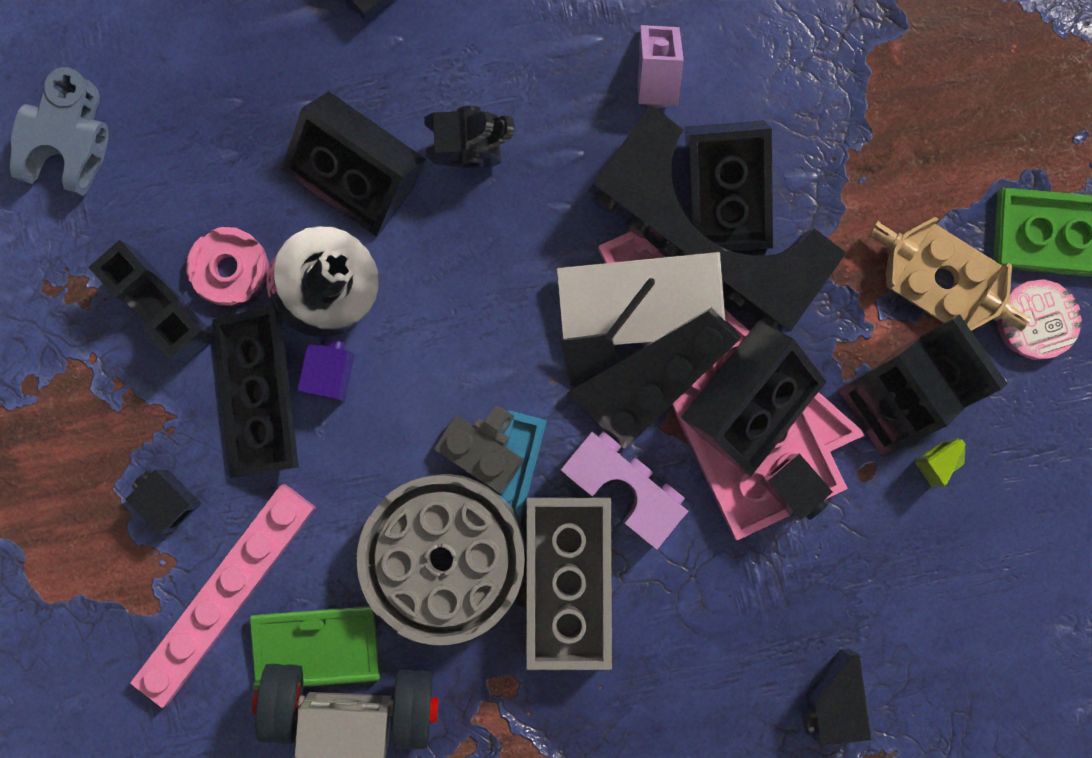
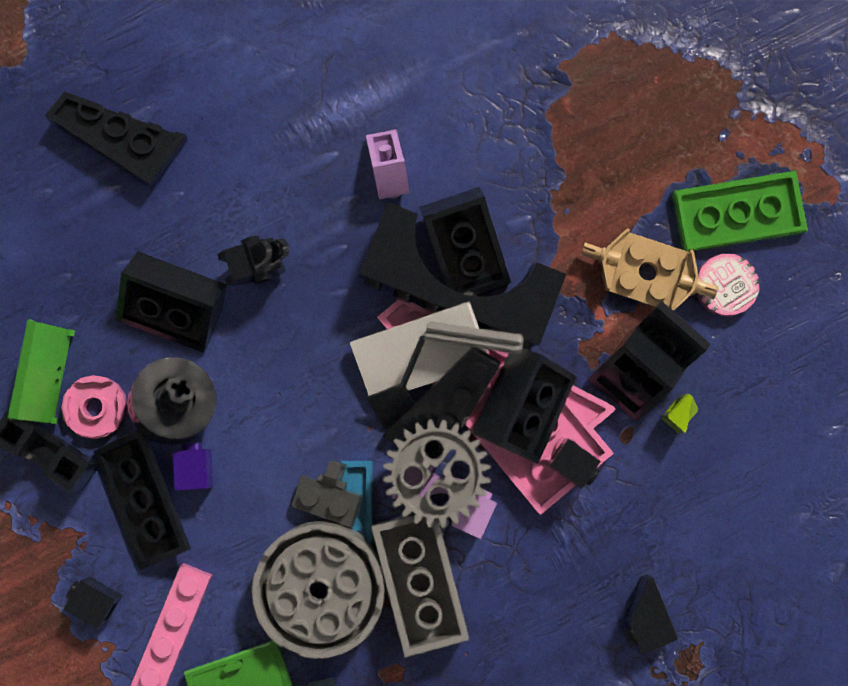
camera: 20 degrees left, 0 degrees up
(172, 205) = (40, 372): none -> bright green door
(648, 483) = (412, 454): none -> light grey gear
(716, 297) = (474, 337): none -> light grey axle

